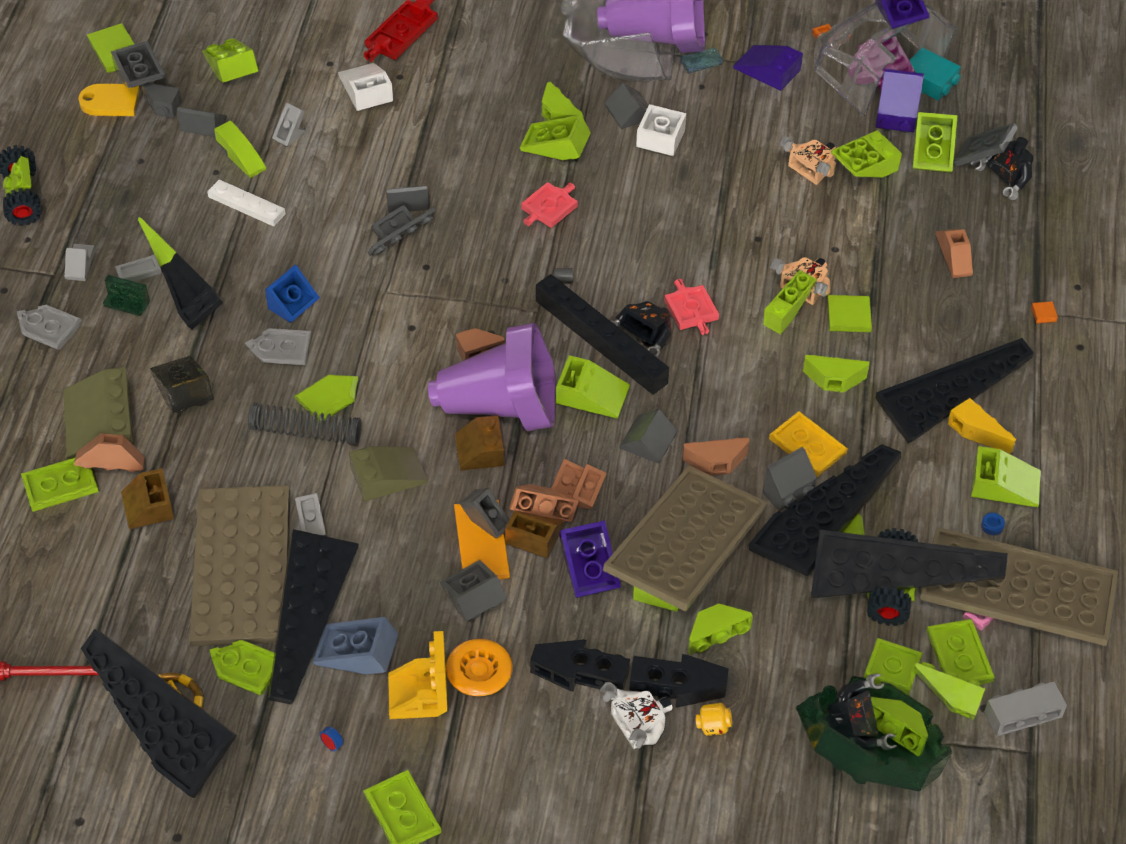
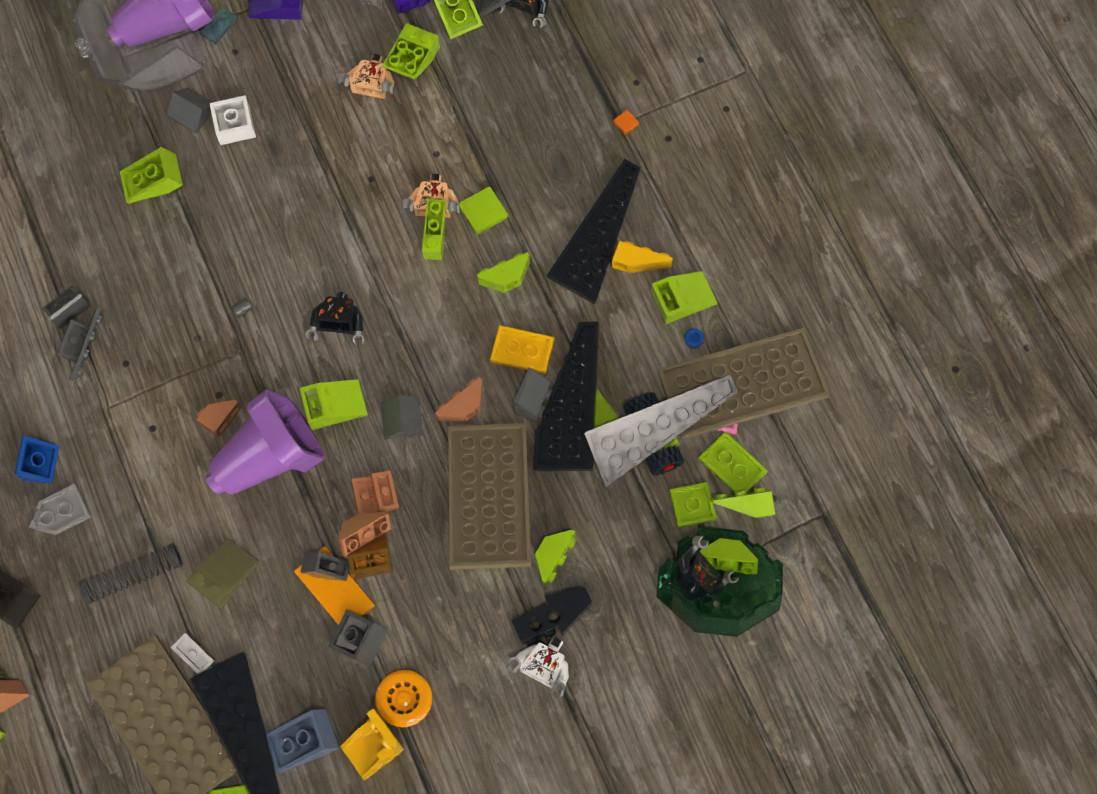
camera: 30 degrees left, 20 degrees up
(147, 499) = (53, 720): pearl gold slope -> none
(328, 394) = (129, 533): lime tile -> none
(480, 444) = (278, 505): pearl gold slope -> none
(549, 204) = (187, 245): coral plate -> none
(556, 105) = (133, 145): lime slope -> none
(559, 665) = (459, 659): black brick -> none
(585, 553) = (424, 555): dark purple slope -> none
(602, 334) = (307, 346): black brick -> none
(691, 307) = (361, 278): coral plate -> none
(714, 719) = (597, 632): yellow head -> none
(956, 251) = (530, 103): nougat slope -> none
(1025, 708) = (802, 483): light grey brick -> none

